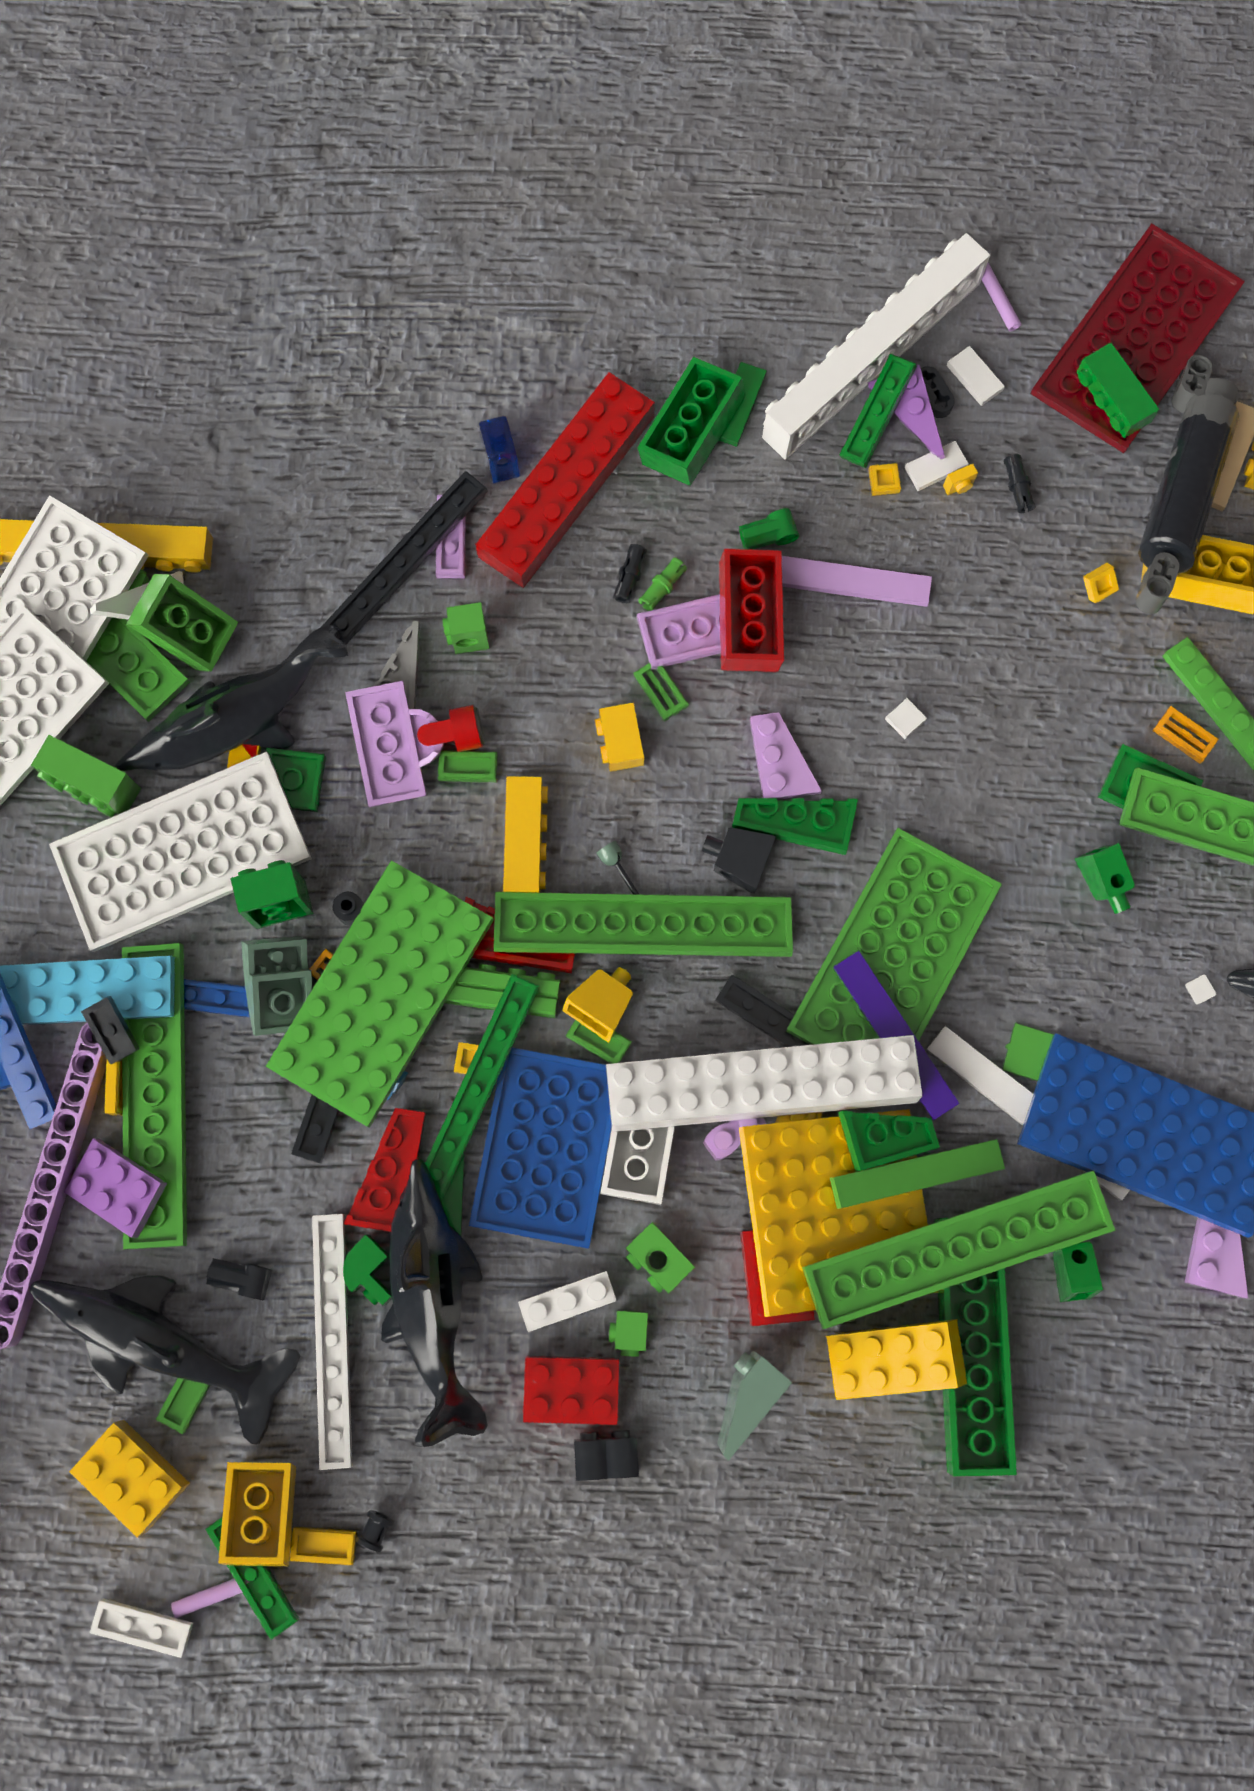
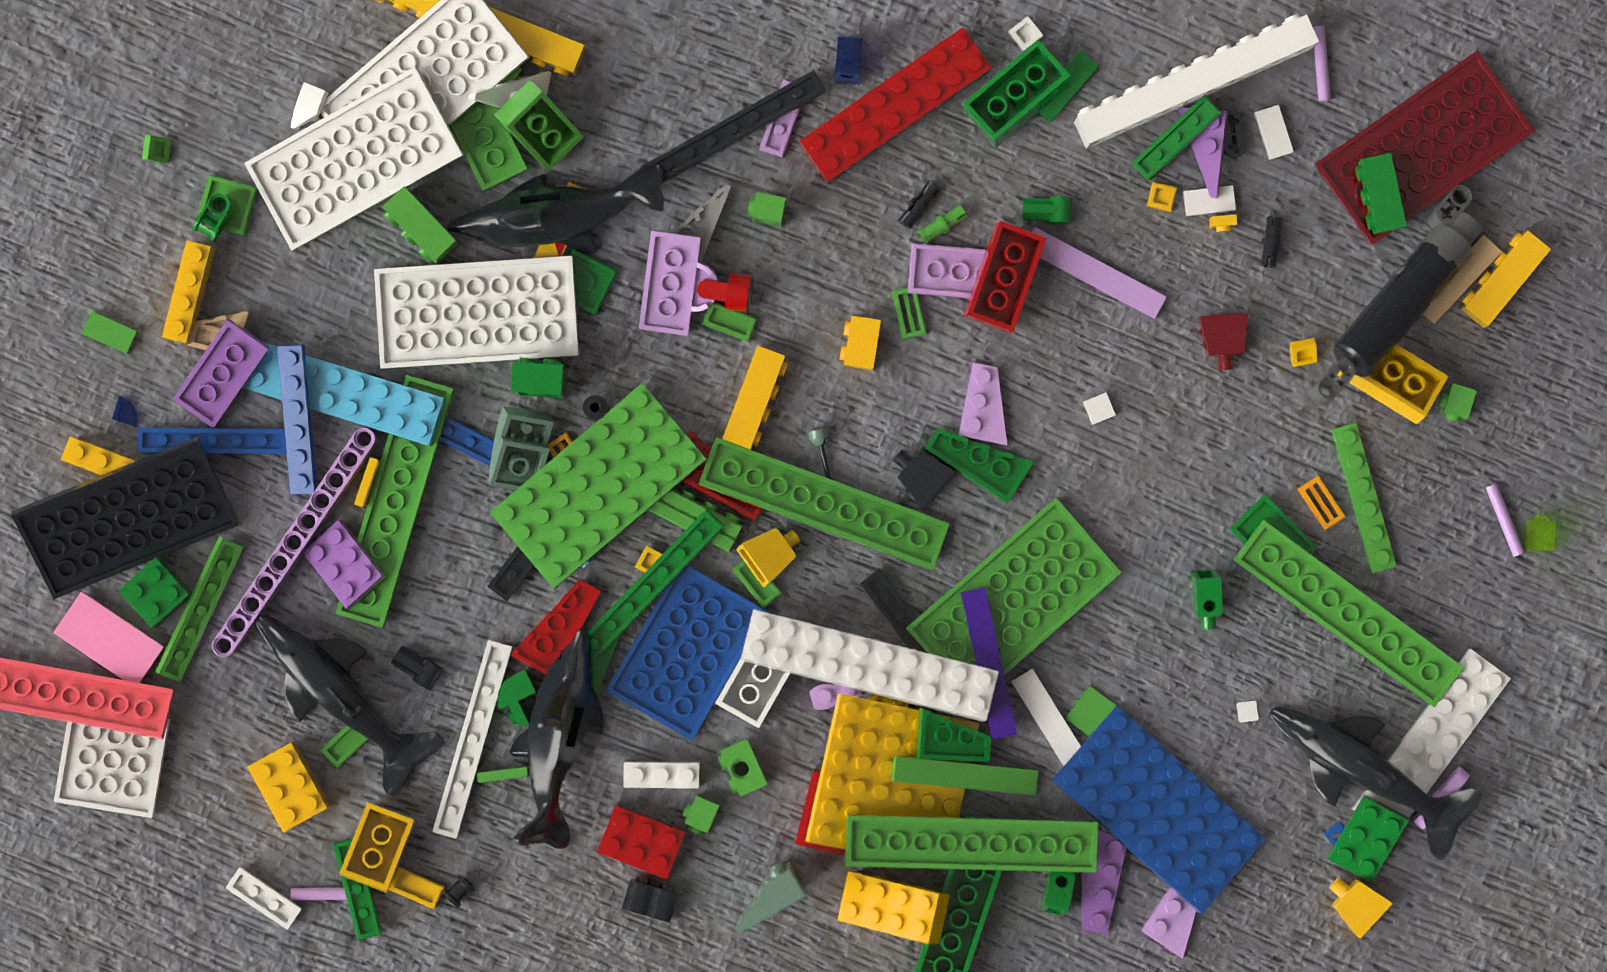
camera: 25 degrees right, 10 degrees up
(110, 1030) = (379, 442): black plate -> none
(381, 1369) = (503, 774): none -> bright green tile
(675, 363) = (1025, 33): none -> white plate
(1009, 595) = (1224, 337): none -> dark red torso
(1122, 1249) = (1100, 888): none -> medium lavender wing

